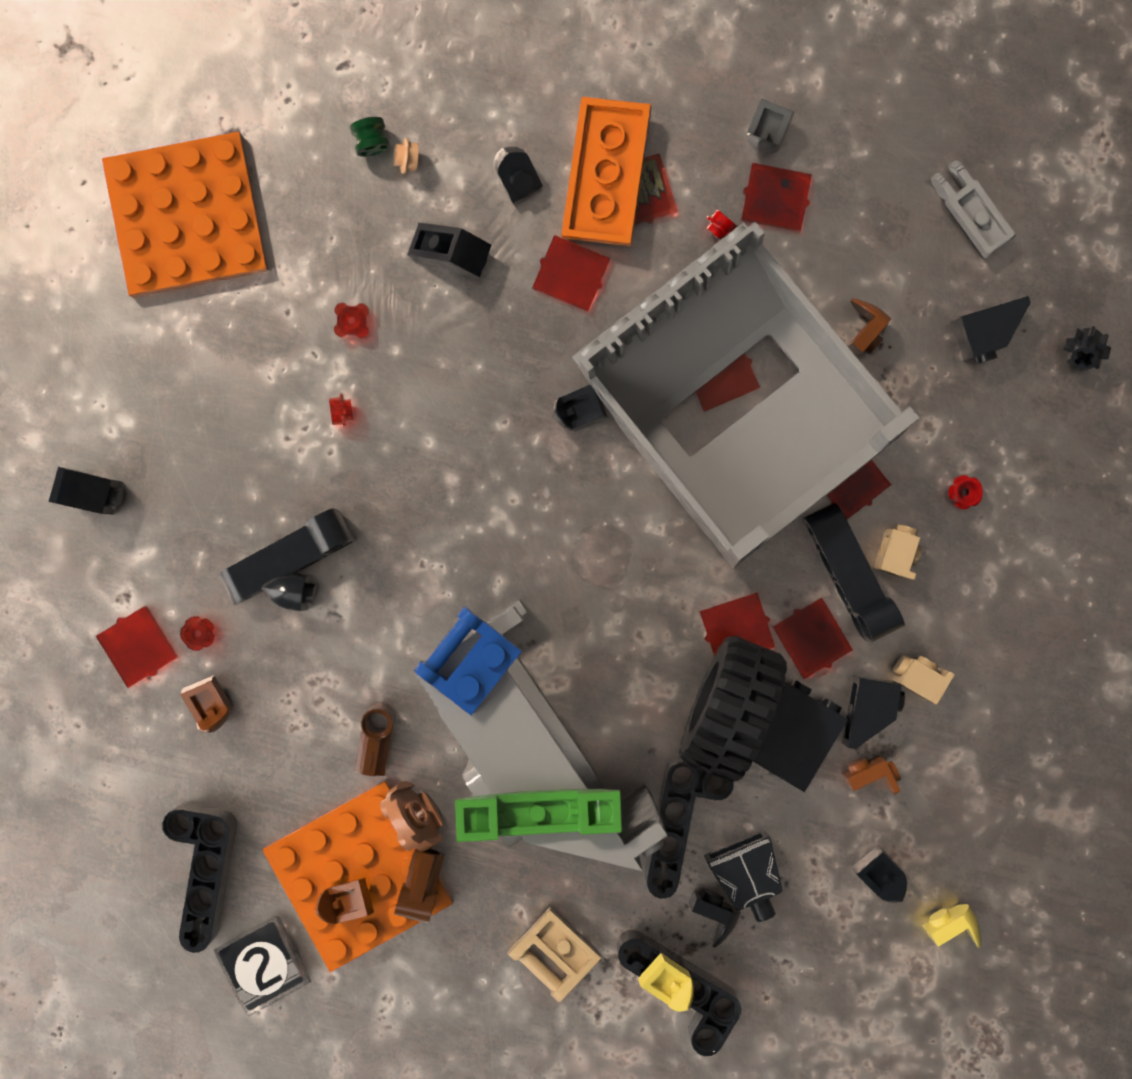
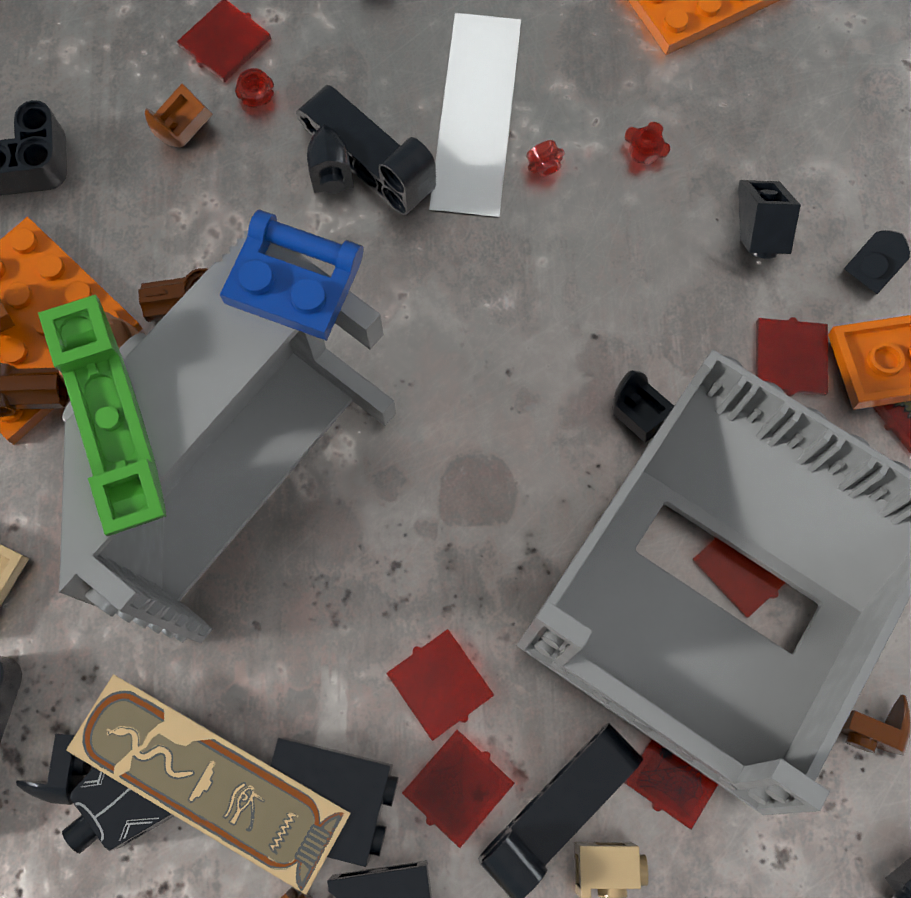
camera: 70 degrees right, 15 degrees down
(273, 451) = (476, 115): none -> white sticker
(370, 136) = (853, 101): dark green wheel -> none
(406, 155) = (847, 144): light nougat plate -> none
(678, 827) = (164, 682): black beam -> none
(733, 709) = (334, 692): black tyre -> none
(758, 813) = (209, 783): none -> sticker

